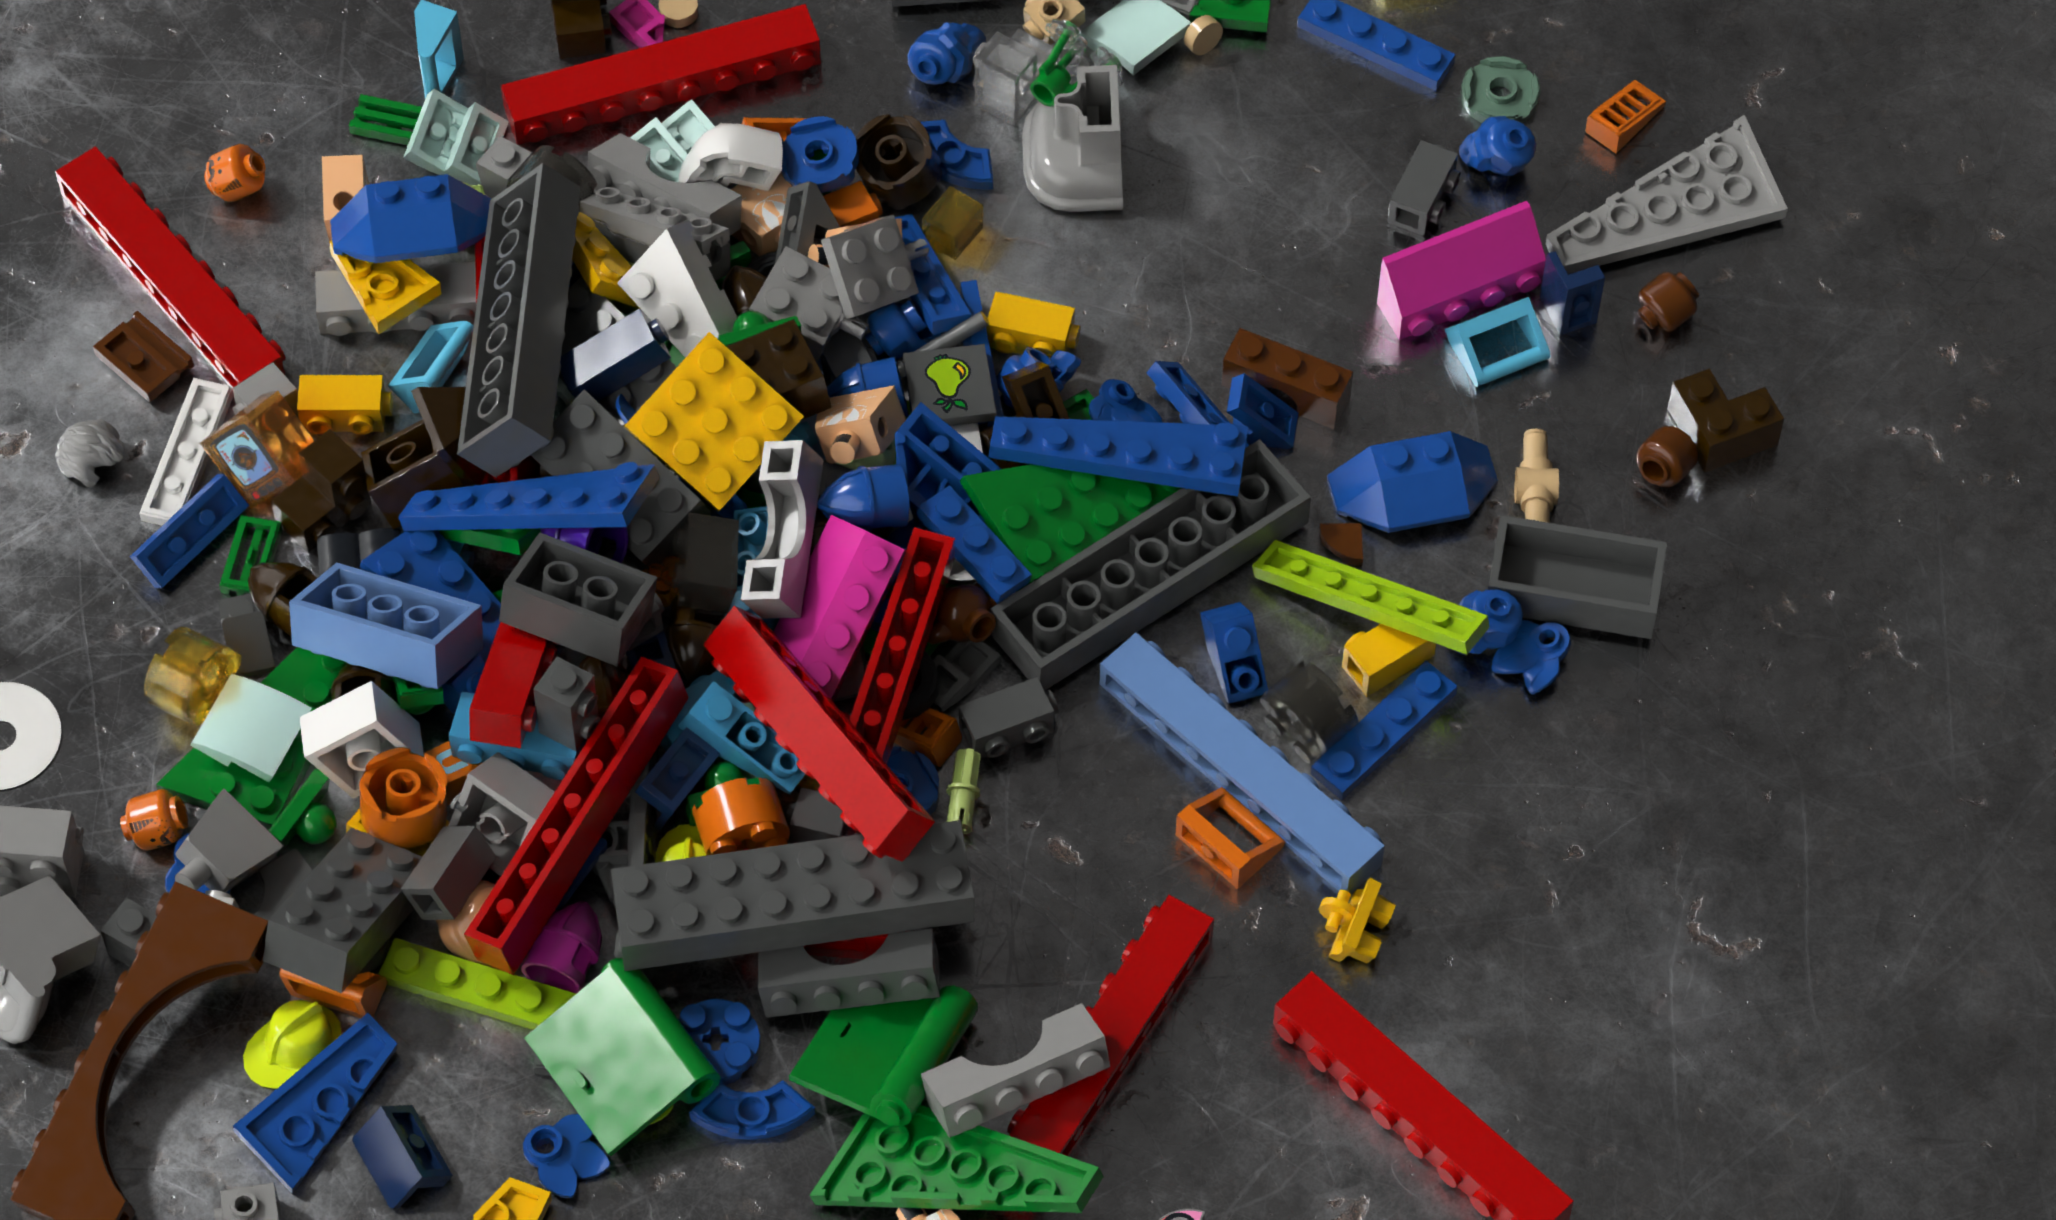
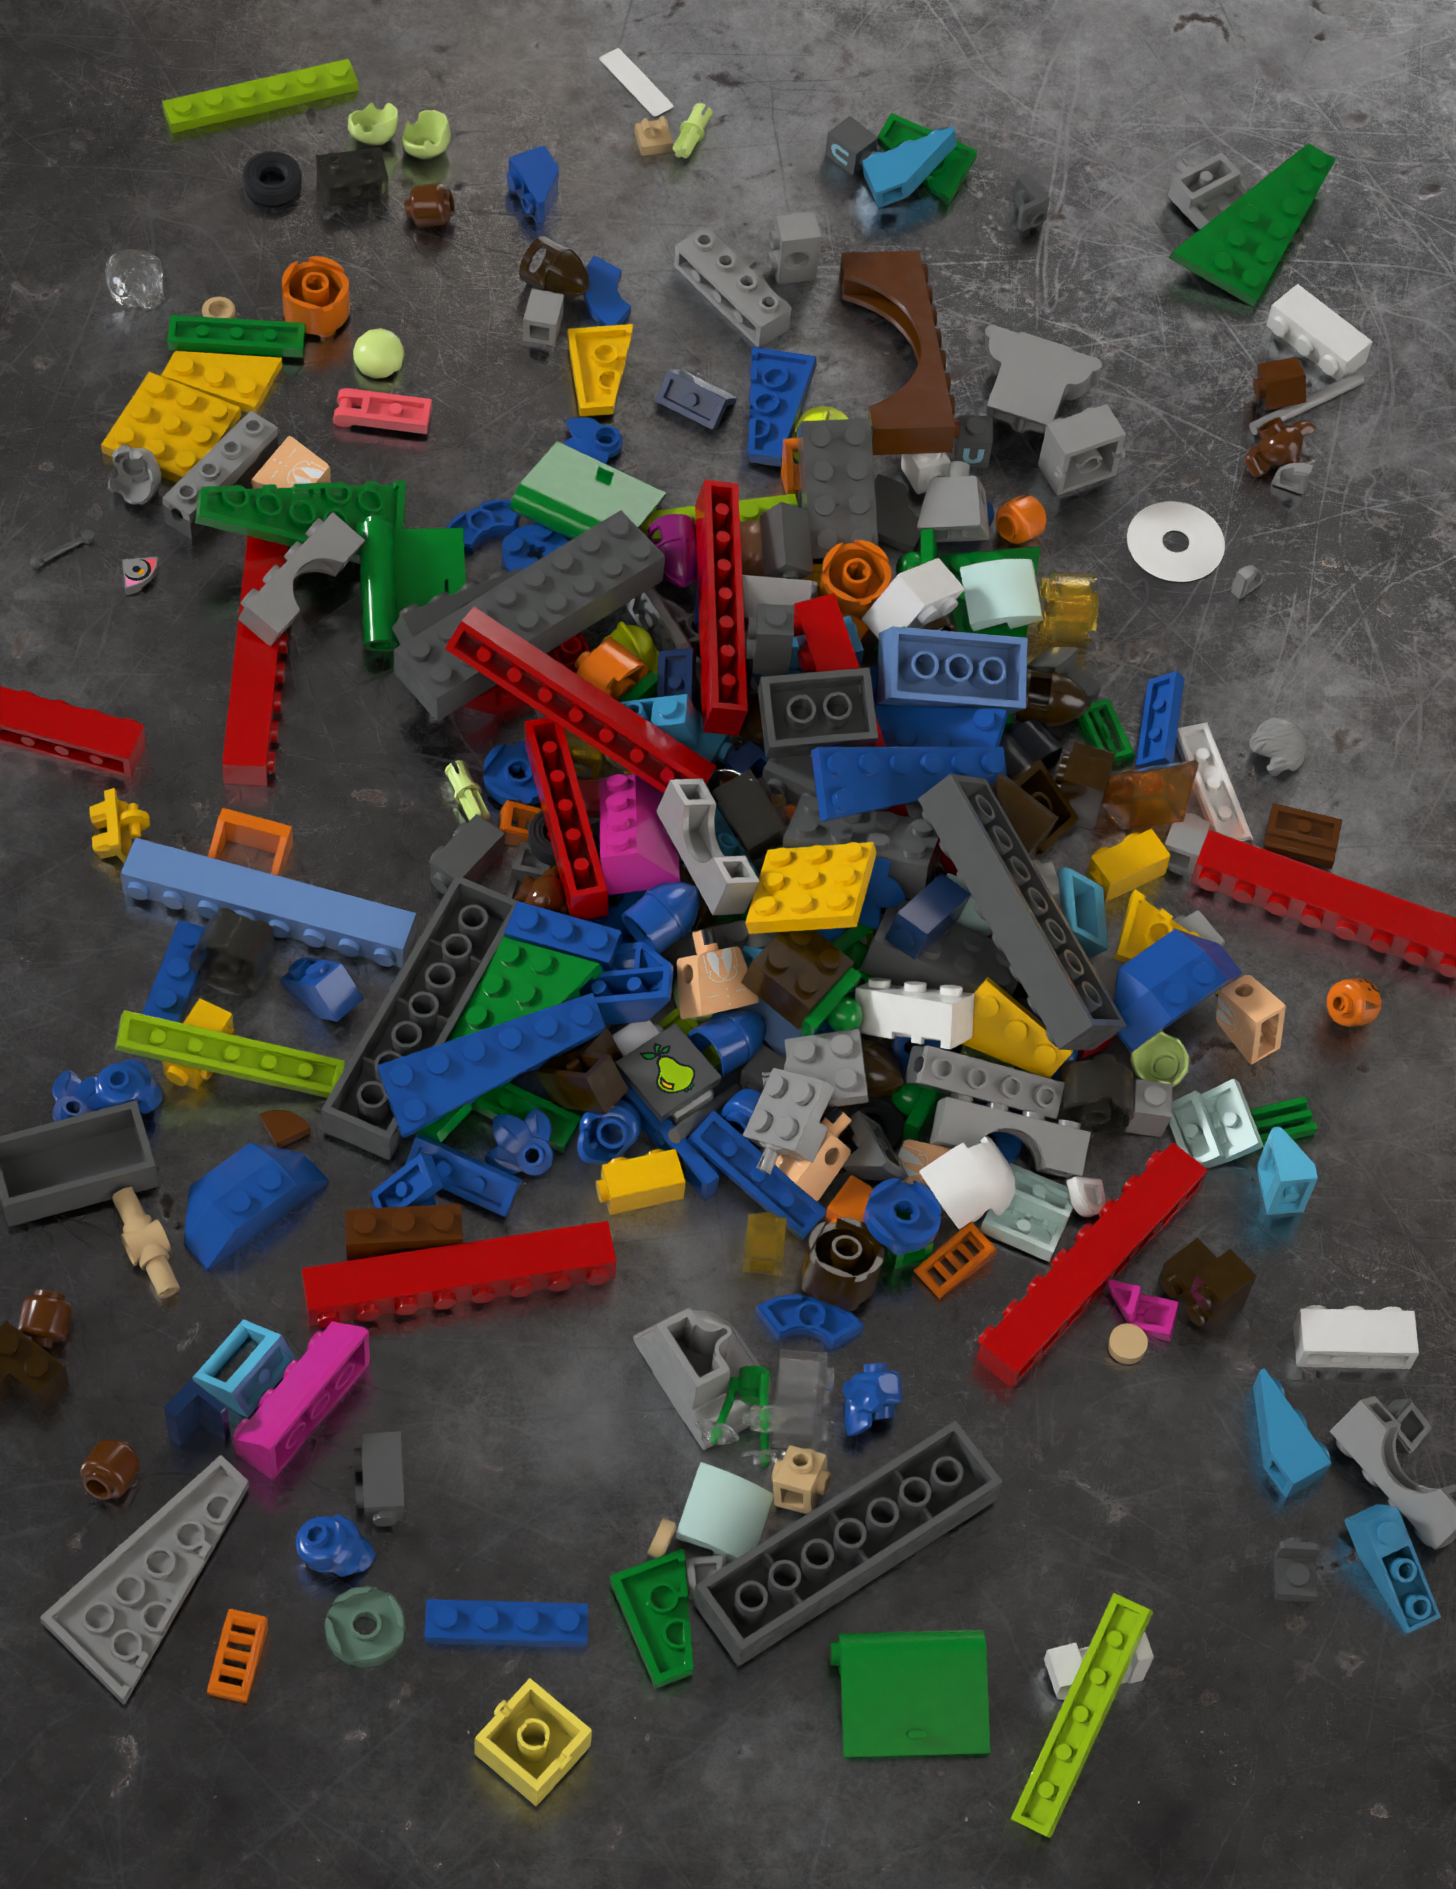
camera: 145 degrees right, 0 degrees up
(625, 123) = (1086, 1195): none -> white tile
(1214, 312) = (459, 1274): none -> red brick

